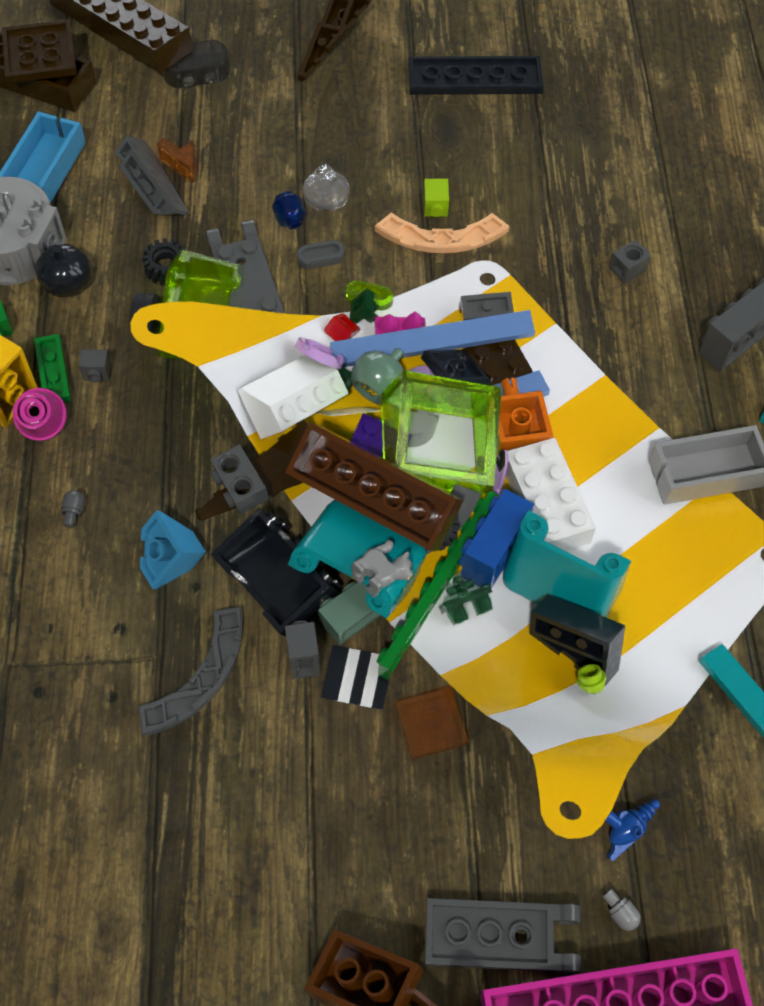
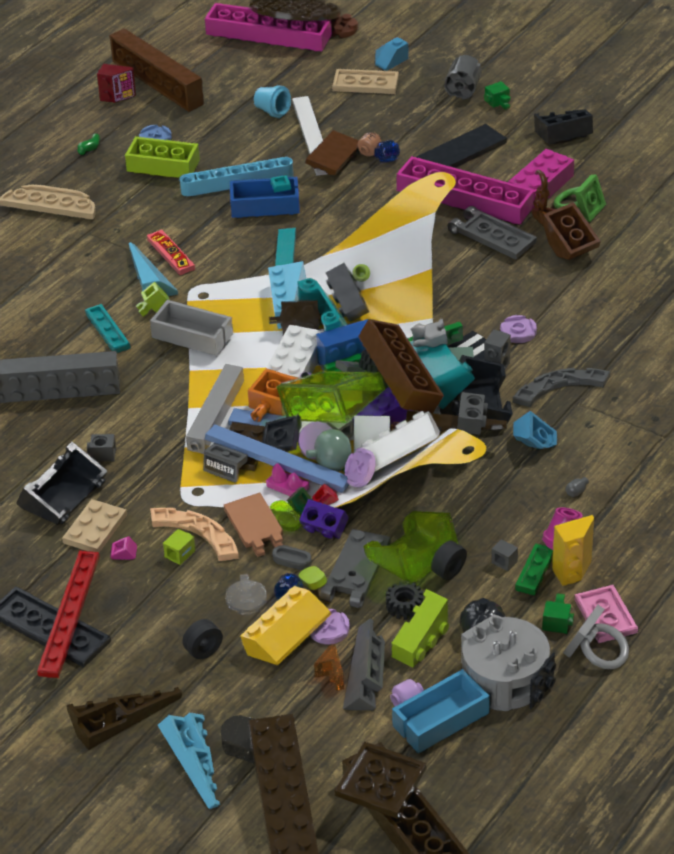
camera: 140 degrees left, 20 degrees down
(88, 167) = (405, 691): none -> lavender head
(118, 231) = (422, 631): none -> lime wedge
(221, 204) = (333, 629): none -> lavender tile
(253, 166) = (284, 626): none -> yellow slope
(254, 42) = (188, 743): none -> medium azure wedge
(273, 231) = (313, 577): none -> lime tile
(317, 113) = (202, 639): none -> black tyre
(319, 297) = (325, 515): none -> dark purple brick
(321, 747) = (520, 328): none -> lavender tile
(390, 266) = (254, 522): none -> nougat tile
(431, 723) = (453, 311): clear orange tile -> none
(467, 86) = (68, 614): none -> red tile
(489, 176) = (124, 549): none -> dark pink slope
(543, 184) = (94, 526): none -> tan plate
(569, 378) = (215, 407): none -> light grey brick
(605, 544) = (298, 313): none -> dark brown plate
(614, 189) = (62, 486): none -> black windscreen
(665, 601) = (284, 283): none -> medium azure wedge

